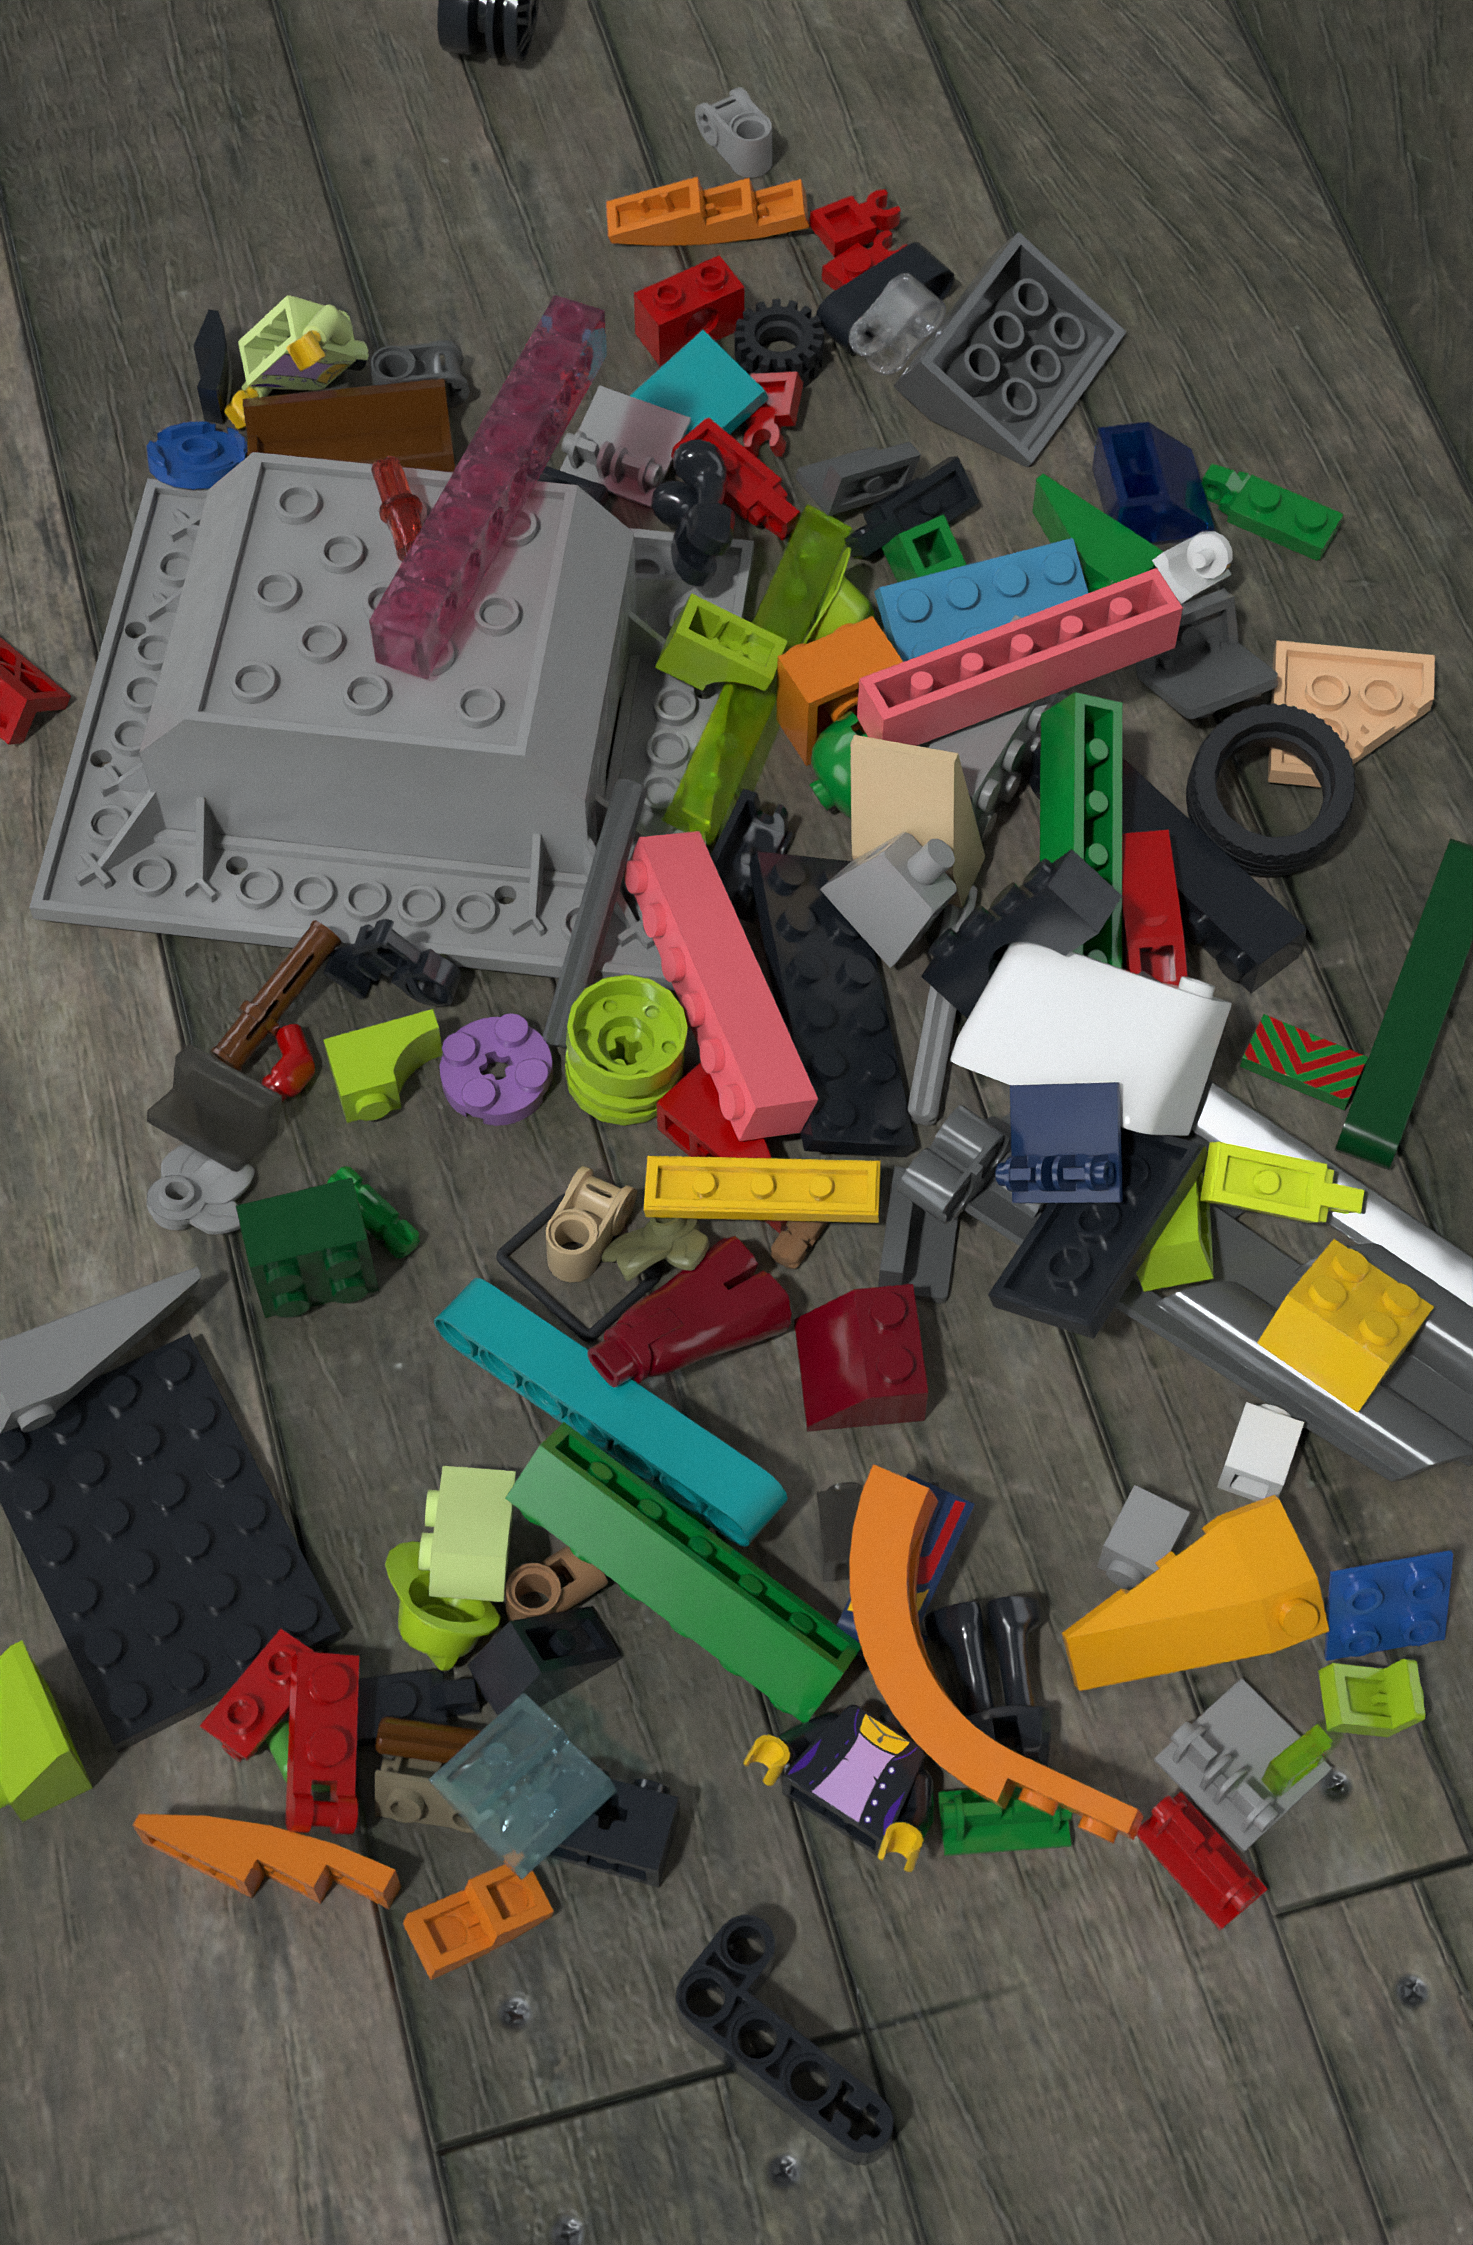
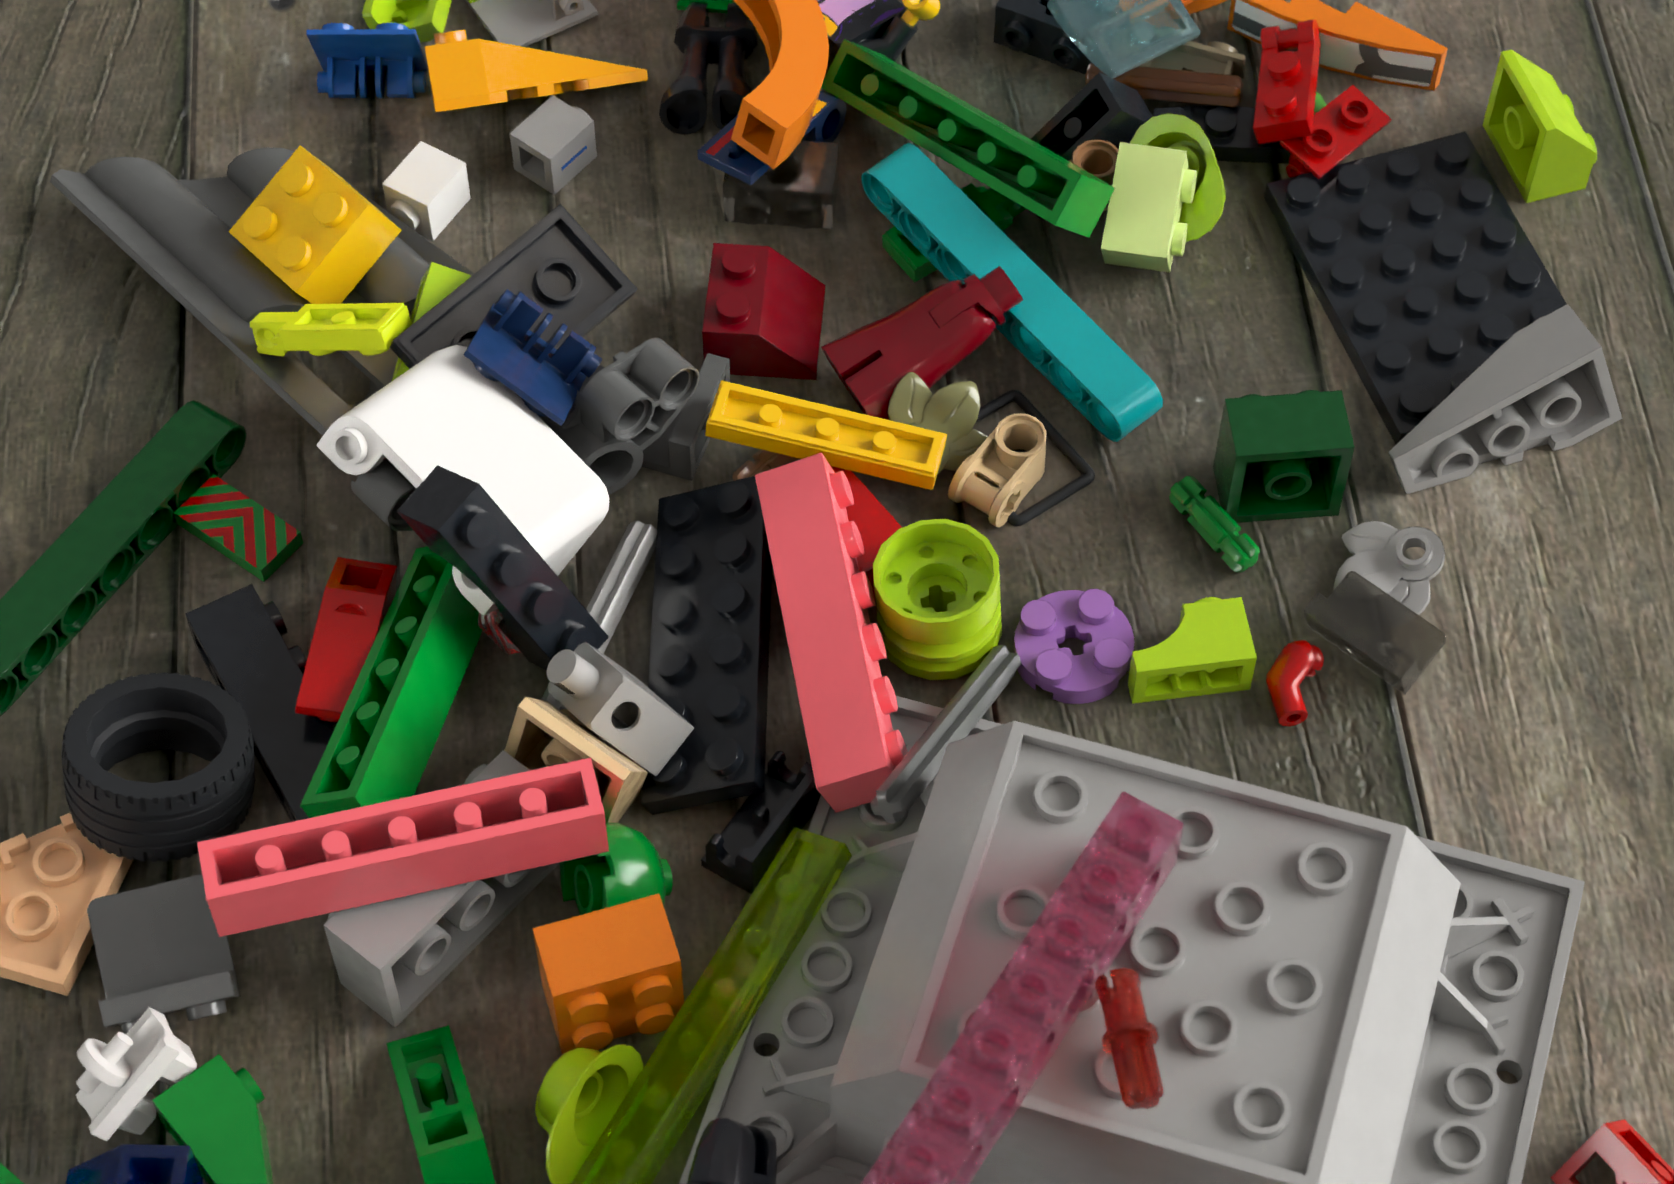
camera: 170 degrees left, 5 degrees down
(275, 997) = (1320, 723): reddish brown pin -> none
(381, 950) = (1158, 735): black piece -> none
(719, 647) = (746, 1016): lime arch -> none
(977, 597) = (397, 1063): dark azure plate -> none

